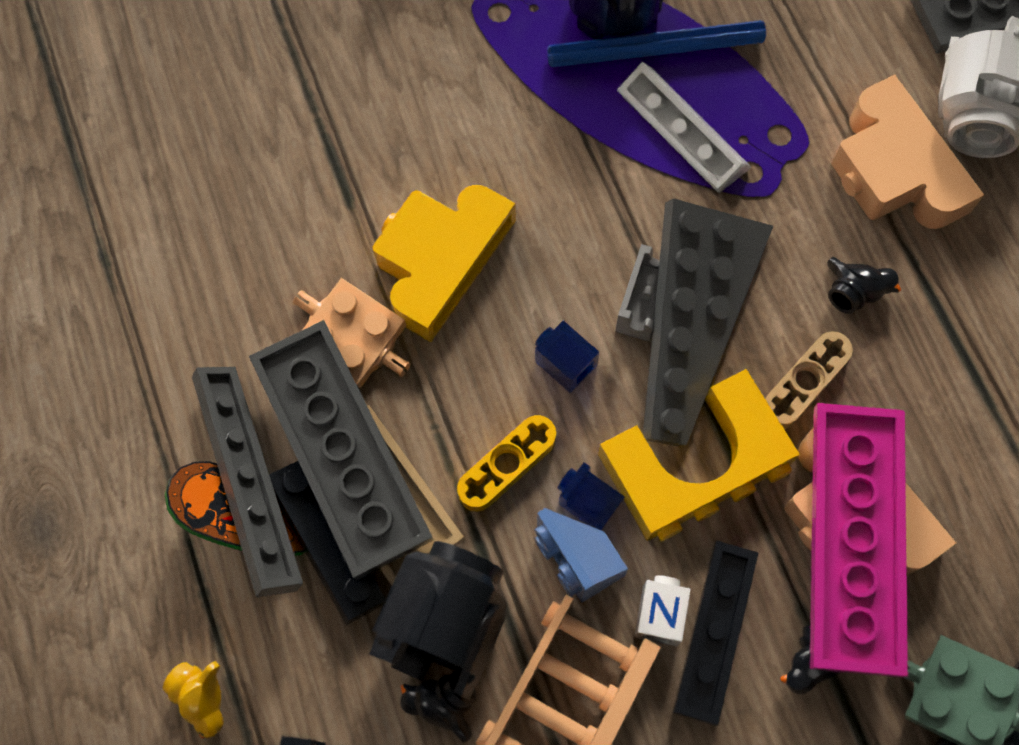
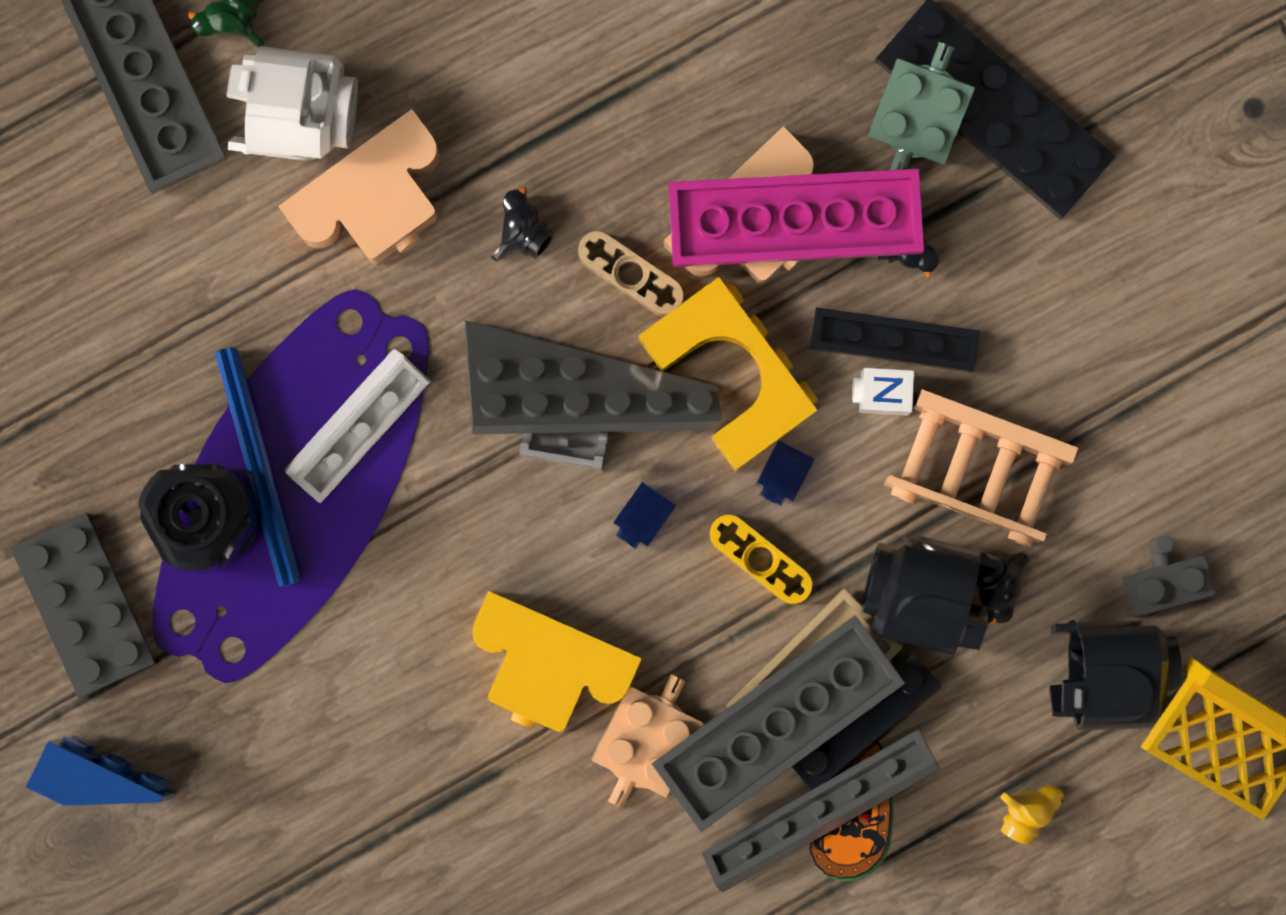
camera: 105 degrees left, 15 degrees up
(582, 552) = (844, 470): medium blue slope -> none

